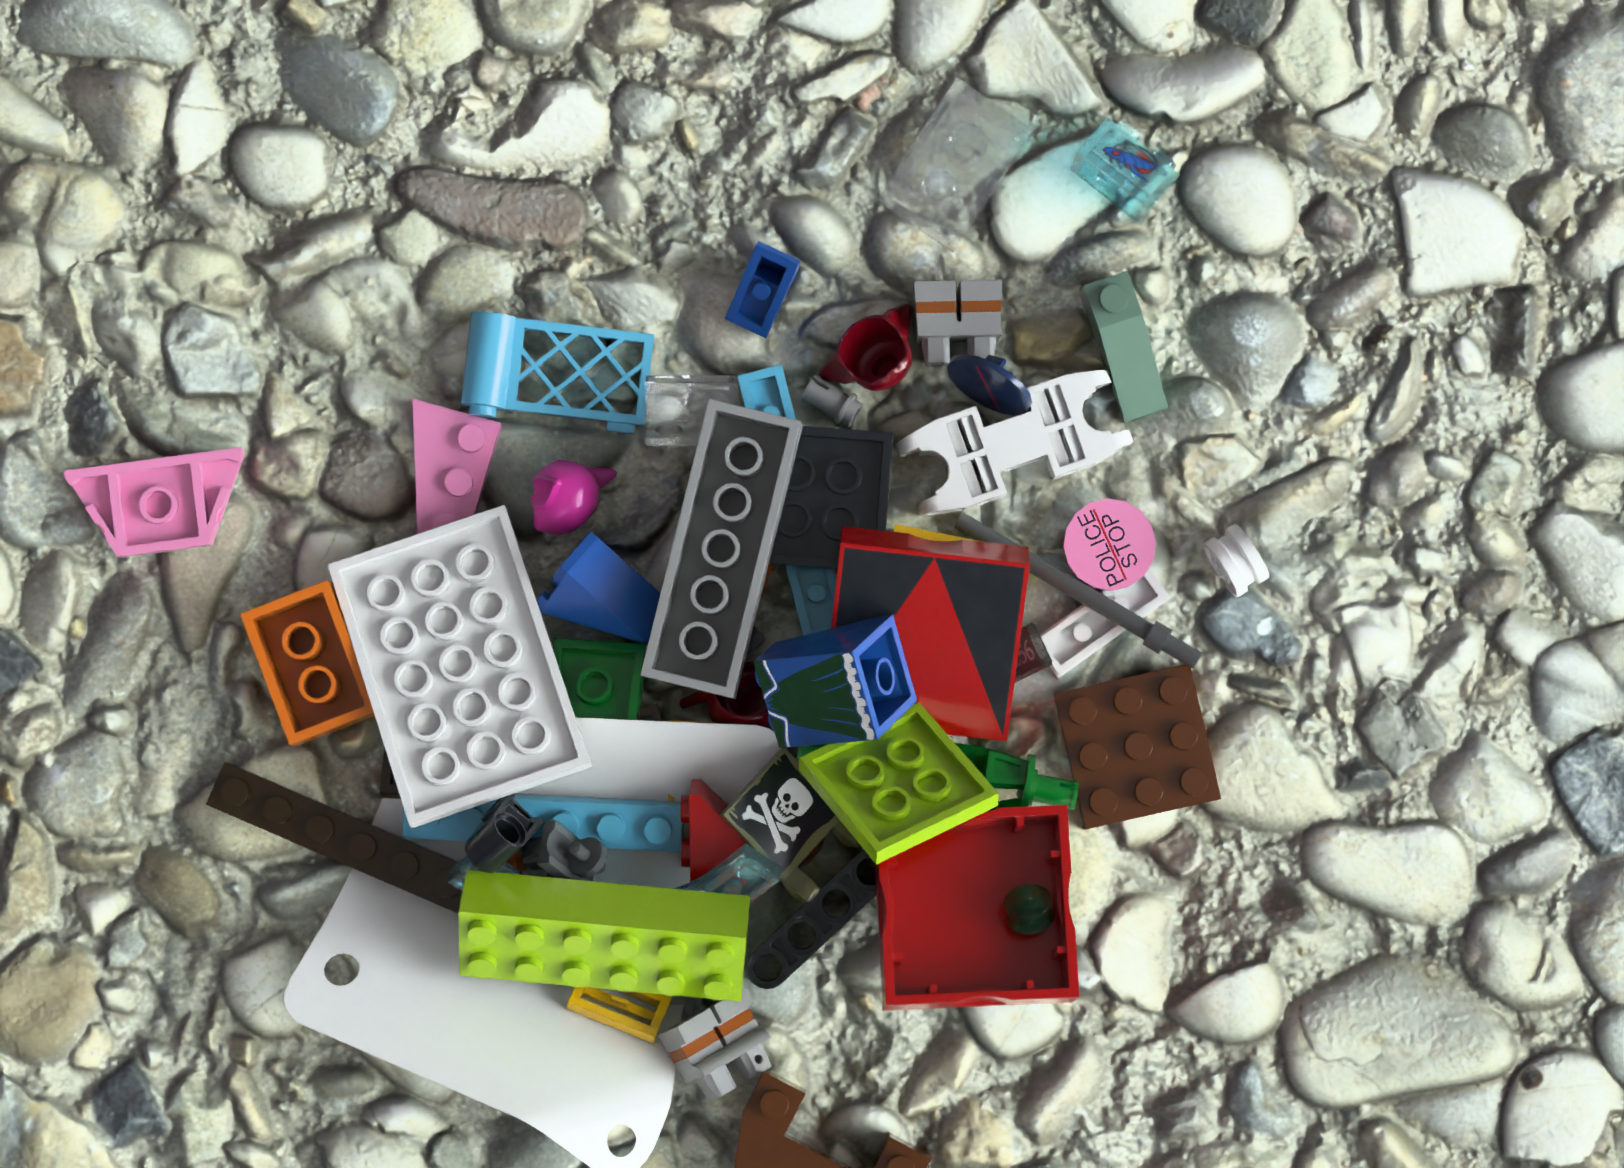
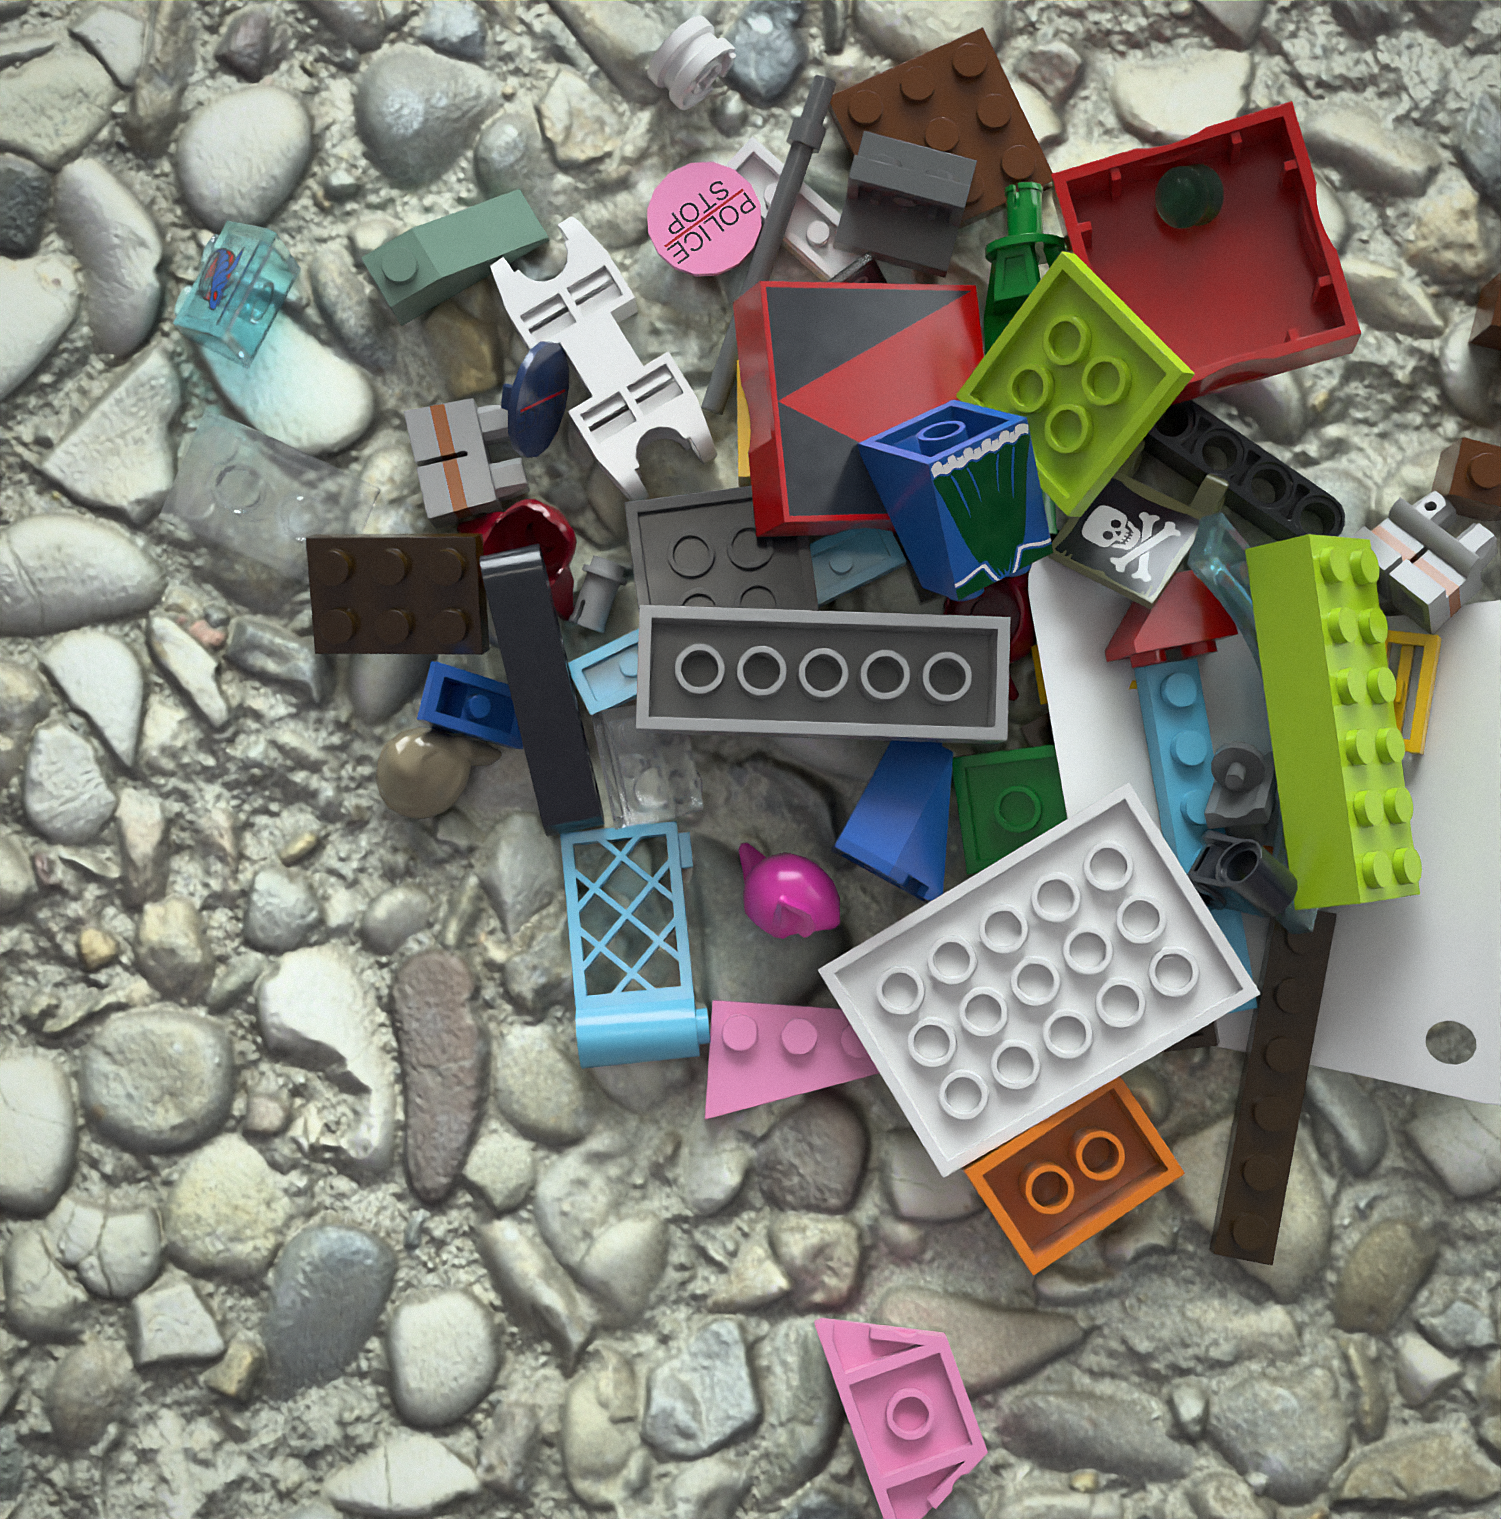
camera: 100 degrees left, 0 degrees up
(723, 243) = (428, 770): none -> dark tan hat
(762, 341) = (542, 689): none -> black beam
(862, 247) = (398, 594): none -> dark brown plate
(1086, 701) = (904, 204): none -> dark grey bracket

